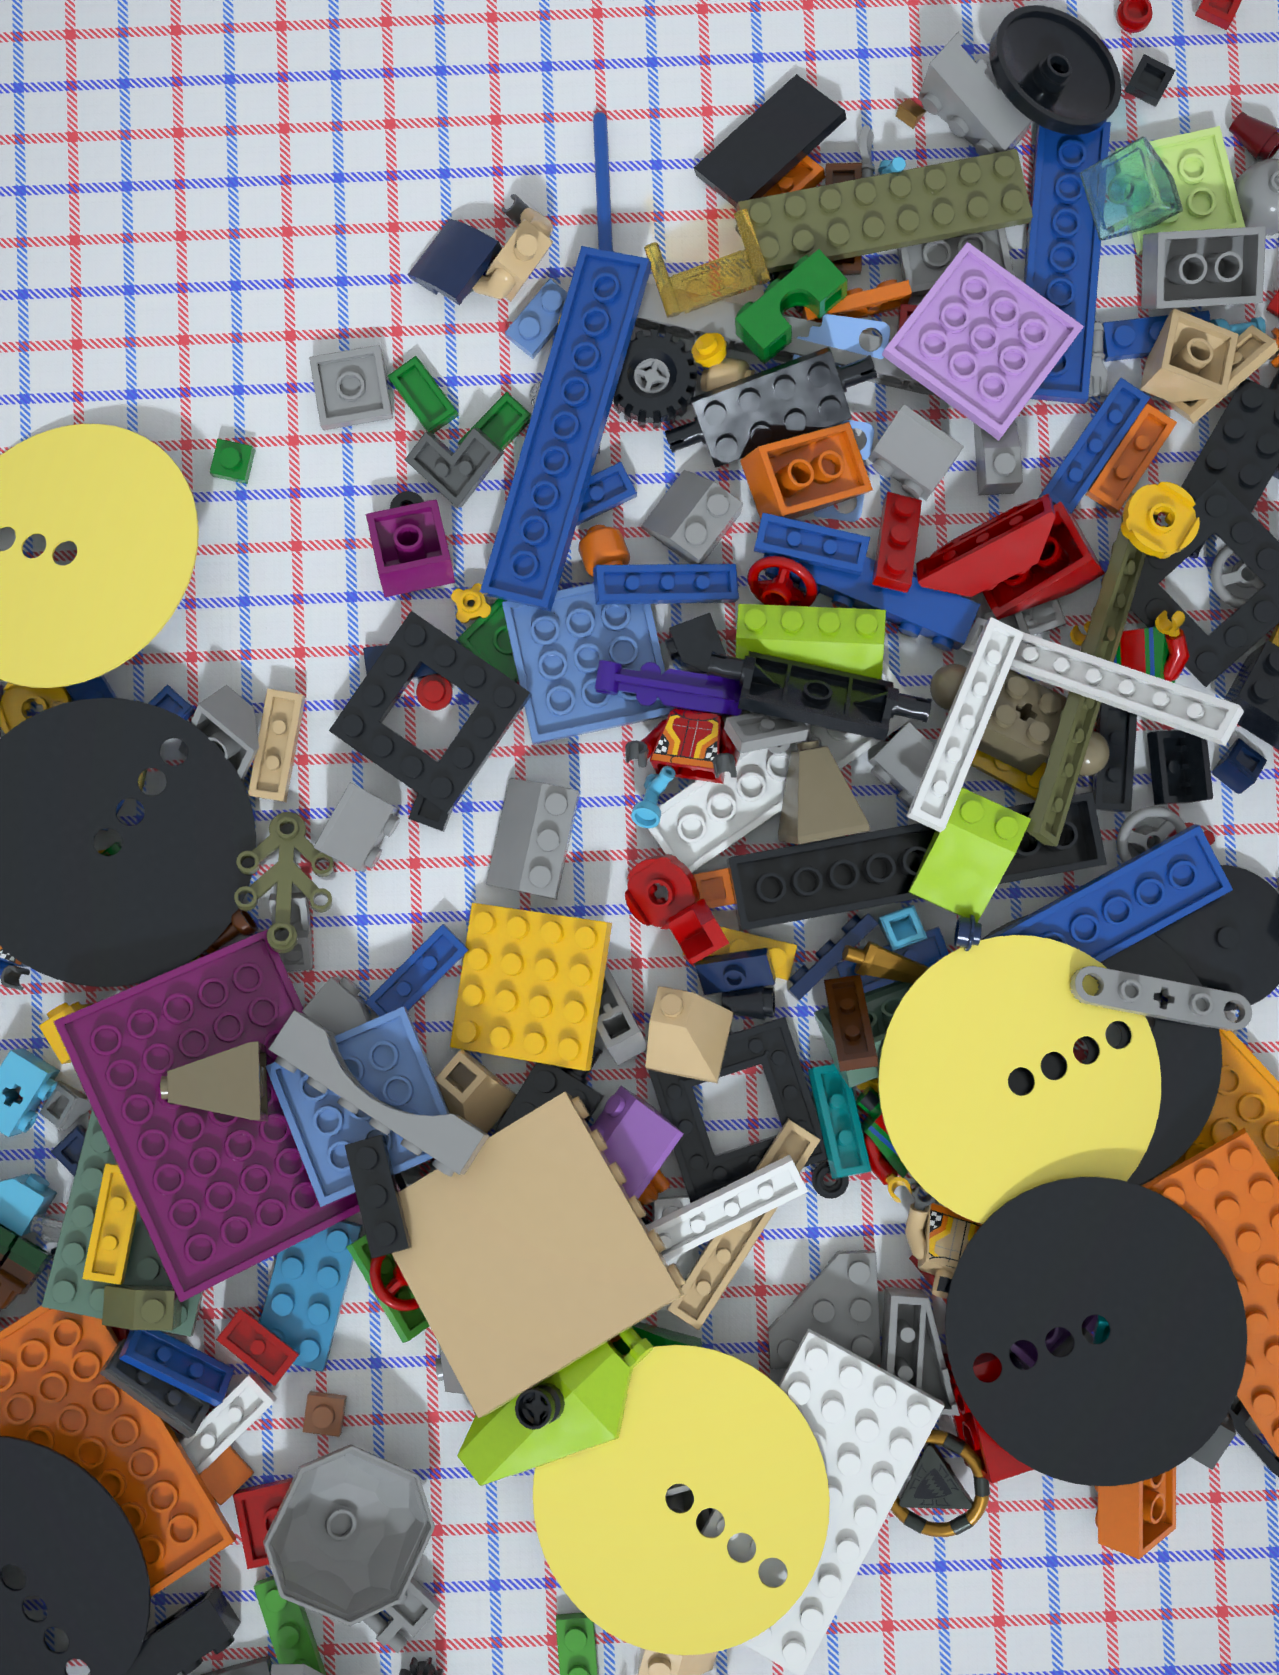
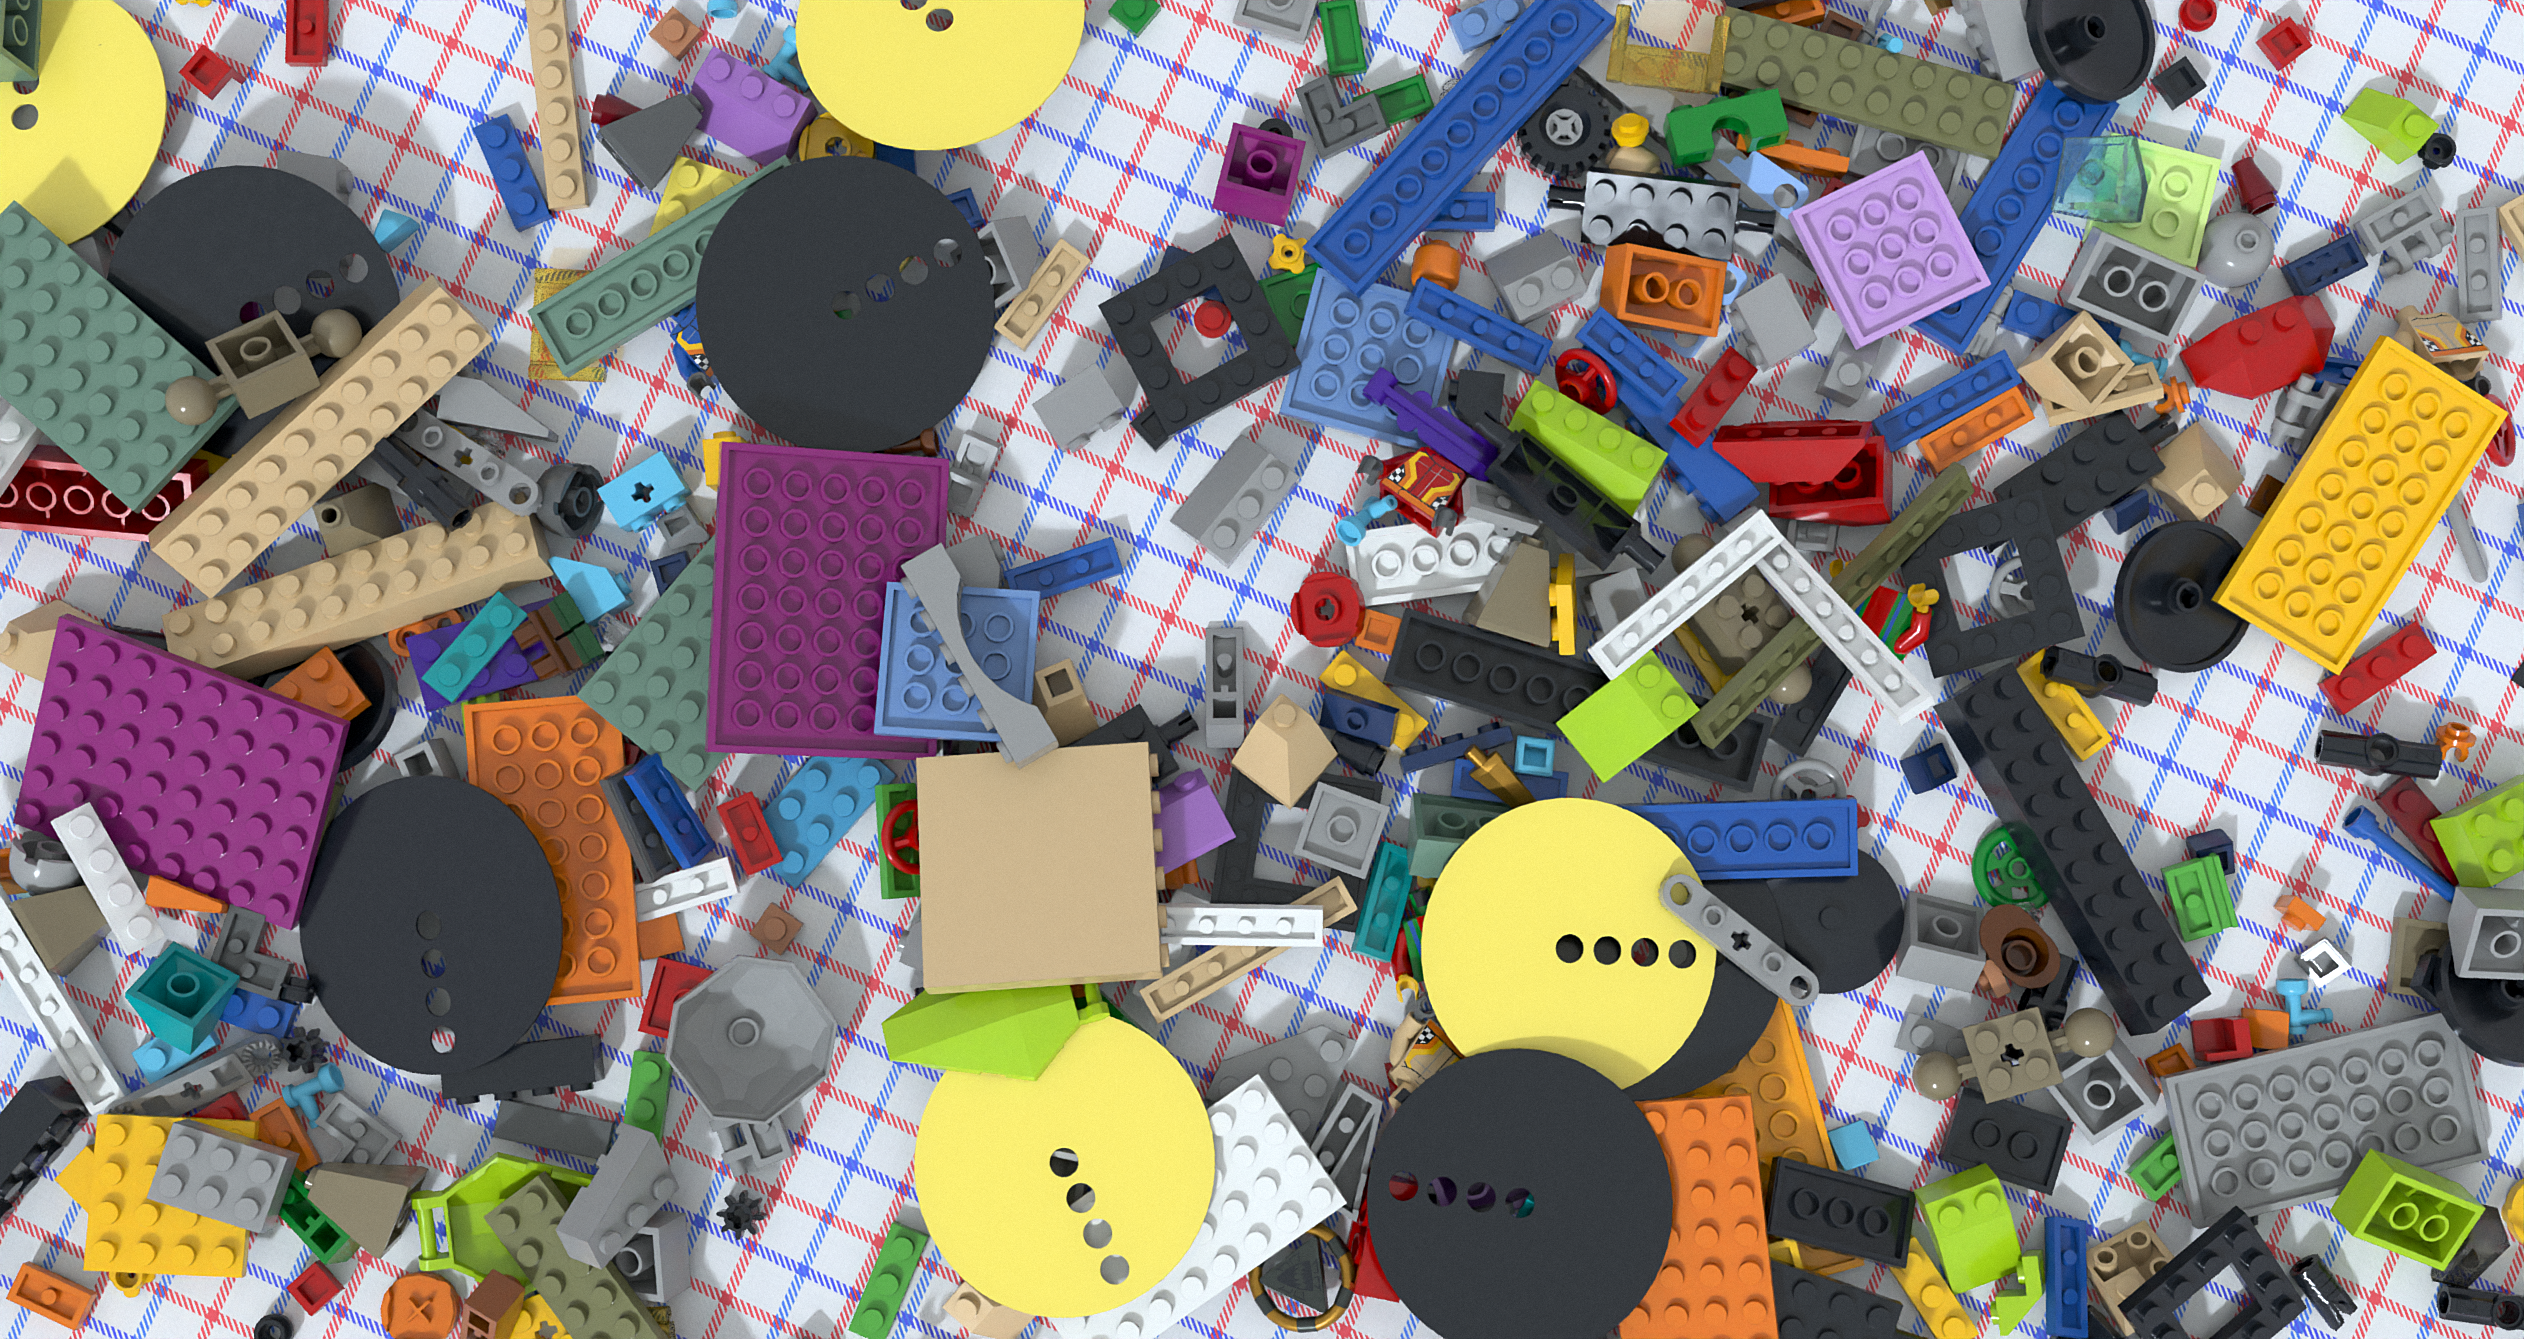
camera: 30 degrees right, 0 degrees up
(111, 1230) = (676, 656): yellow plate -> none
(141, 1307) = (667, 740): olive slope -> none
(223, 1083) = (842, 575): dark tan slope -> none
(285, 874) = (991, 417): olive plant -> none
(377, 1196) = (931, 749): black plate -> none
(531, 986) = (1164, 633): yellow plate -> none
(533, 1411) = (973, 1007): black wheel -> none
(697, 931) = (1342, 661): red panel -> none
(771, 1078) = (1341, 830): none -> light grey plate
(823, 1190) = (1336, 959): black plate -> none
(850, 1023) = (1439, 814): reddish brown plate -> none
(862, 785) = (1564, 602): none -> yellow plate
(967, 932) = (1589, 786): dark blue plate -> none
(1151, 538) = (1986, 505): yellow plate -> none
(1179, 767) = (1868, 740): black bracket -> none

